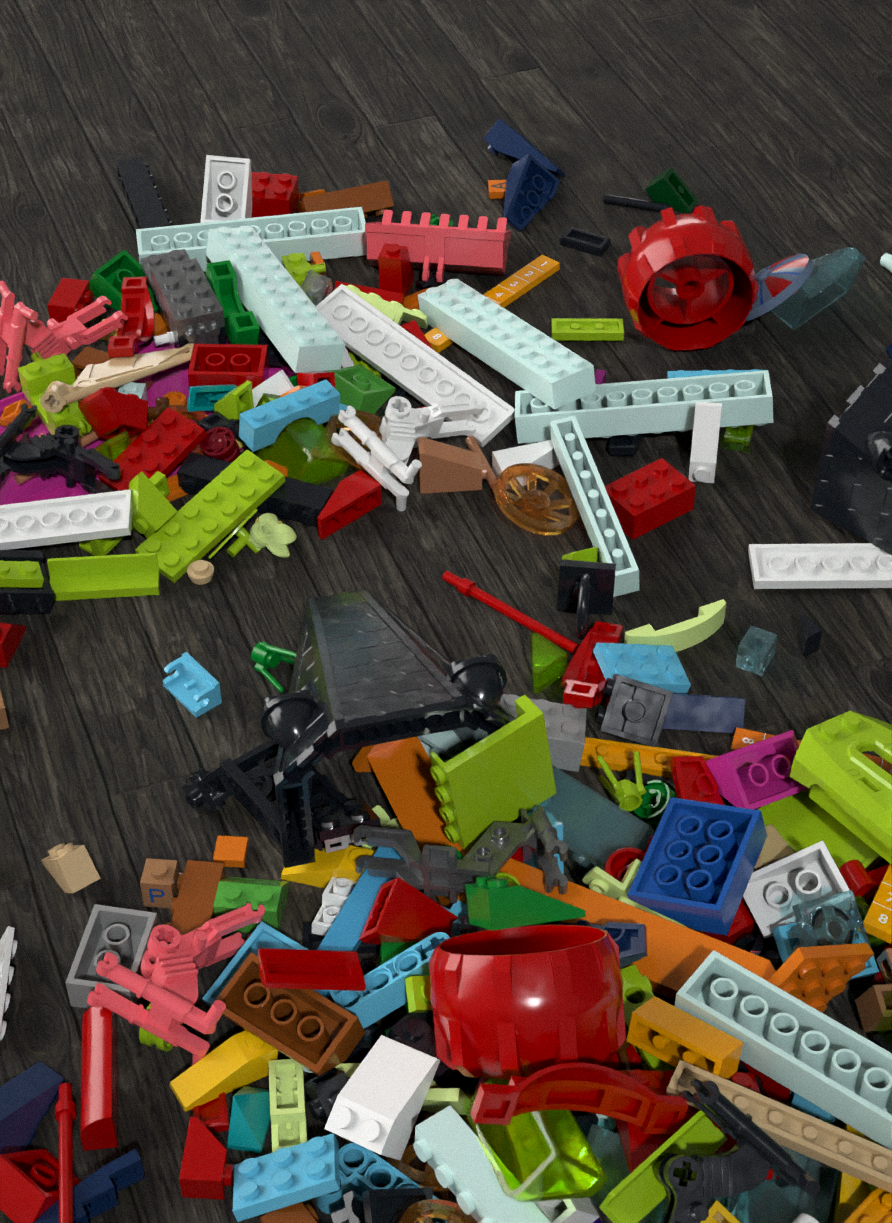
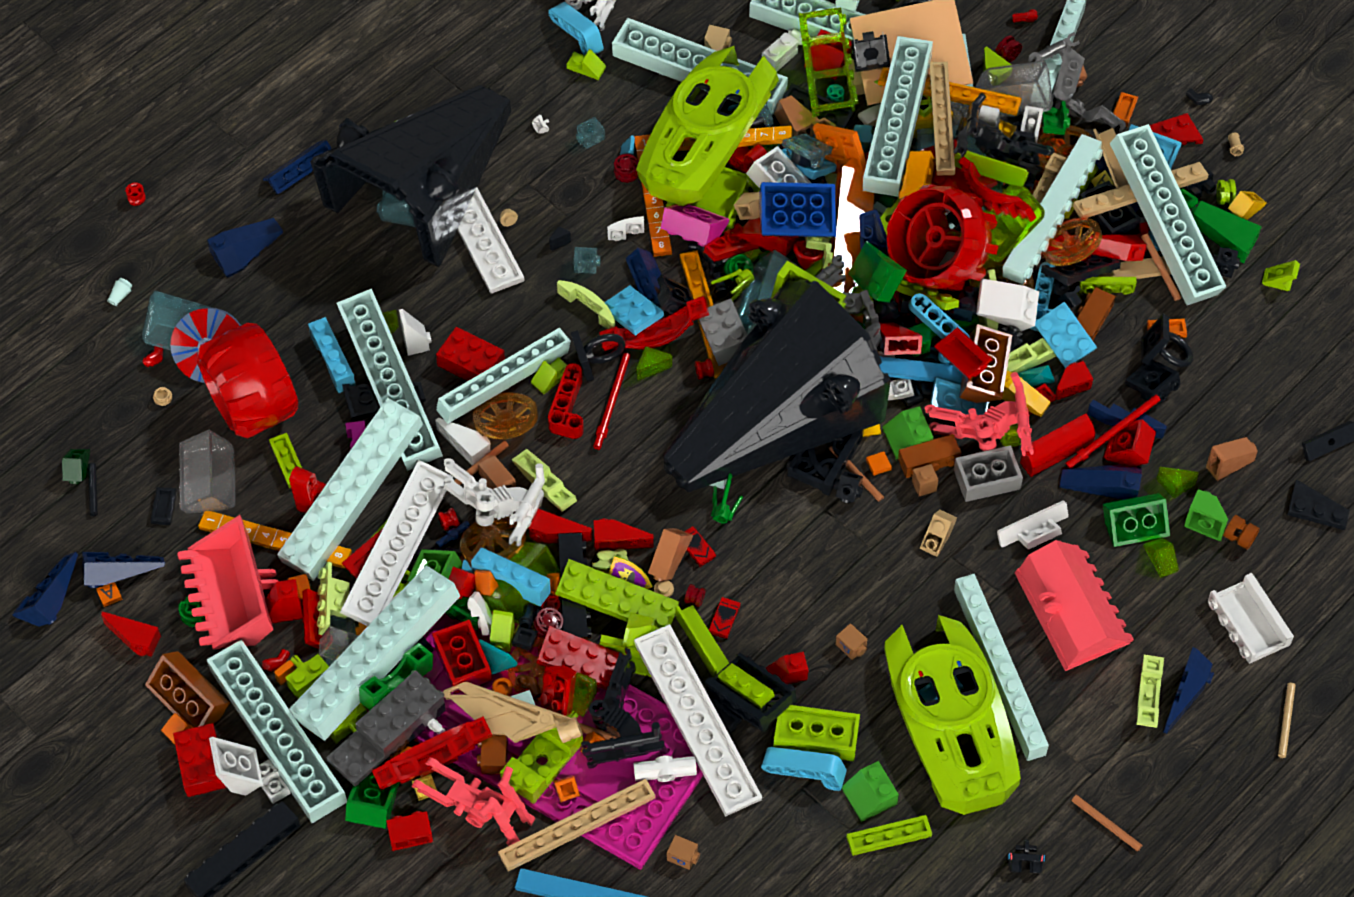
camera: 115 degrees left, 15 degrees up
(120, 613) = (724, 617): none -> red tile
(167, 590) = (695, 595): none -> dark red wheel
(192, 685) = (768, 541): medium azure hinge -> none
(220, 828) = (865, 482): none -> nougat bar
(238, 621) = (699, 549): none -> red tile
(240, 580) = (669, 553): none -> nougat slope
(301, 551) = (615, 535): none -> red slope
(336, 267) = (274, 663): none -> red arm
(435, 514) = (553, 486): none -> yellowish green slope
(438, 188) = (136, 635): none -> red slope
(516, 288) = (304, 488): none -> red beam
(521, 556) = (567, 399): none -> red beam
(586, 267) = (206, 473): none -> clear windscreen
(793, 703) = (618, 230): none -> white slope
(869, 598) = (508, 217): none -> tan plate

